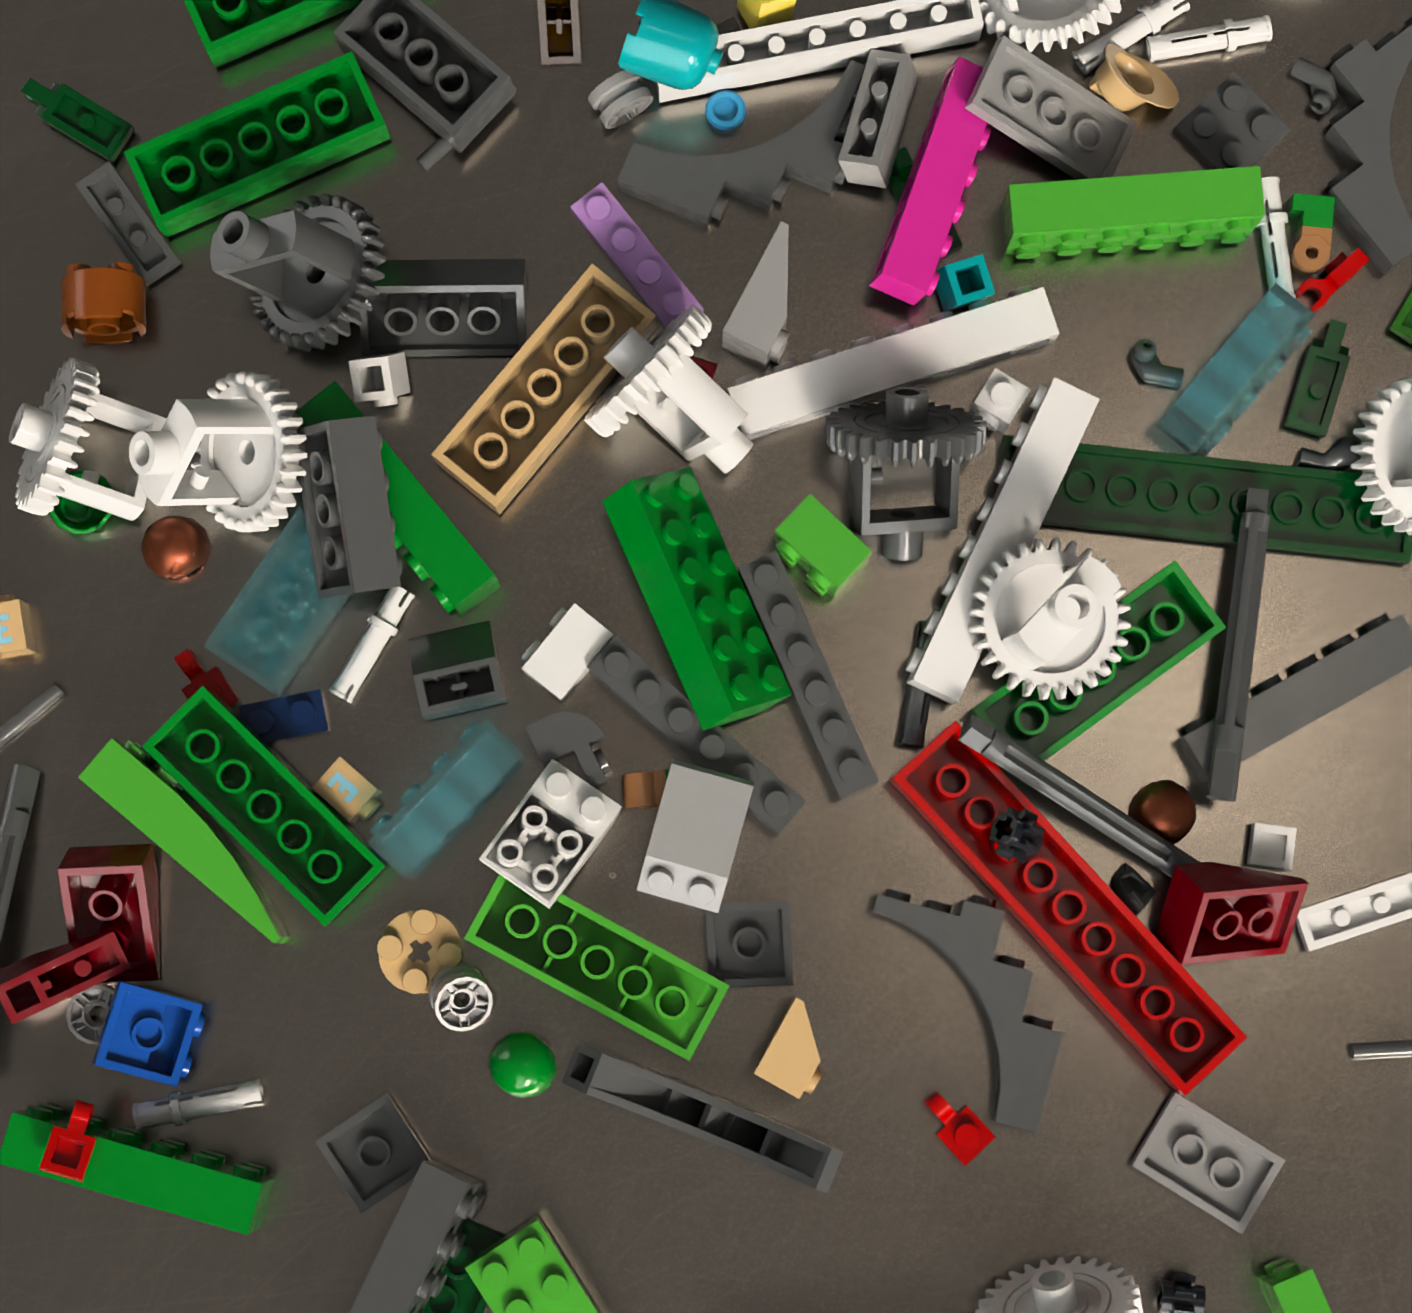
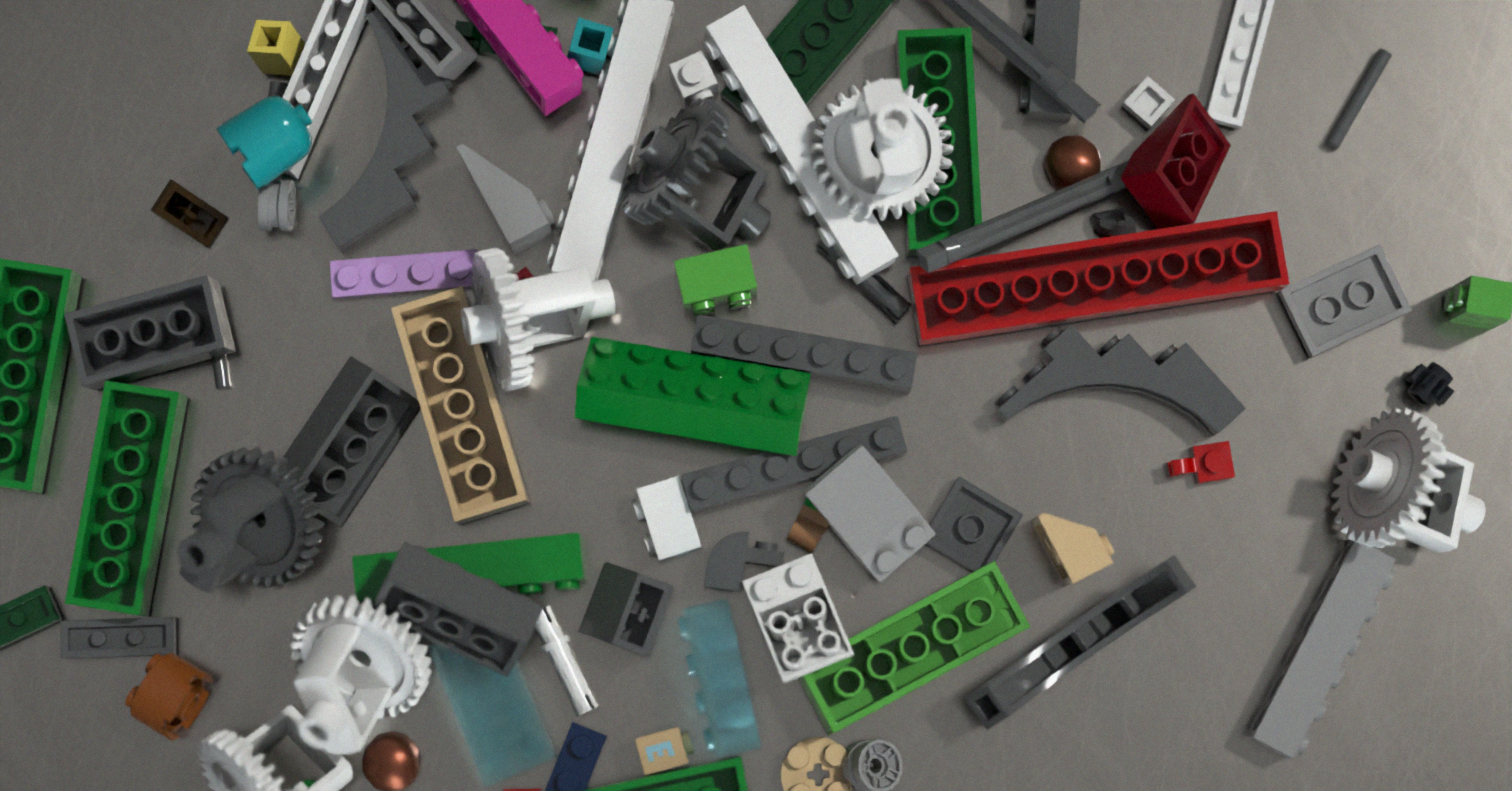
camera: 60 degrees left, 0 degrees up
(379, 378) = (368, 523): white brick -> none
(522, 1064) = (951, 753): green hair -> none
(725, 112) = (338, 135): dark azure tile -> none
(1016, 834) = (1024, 277): black gear -> none

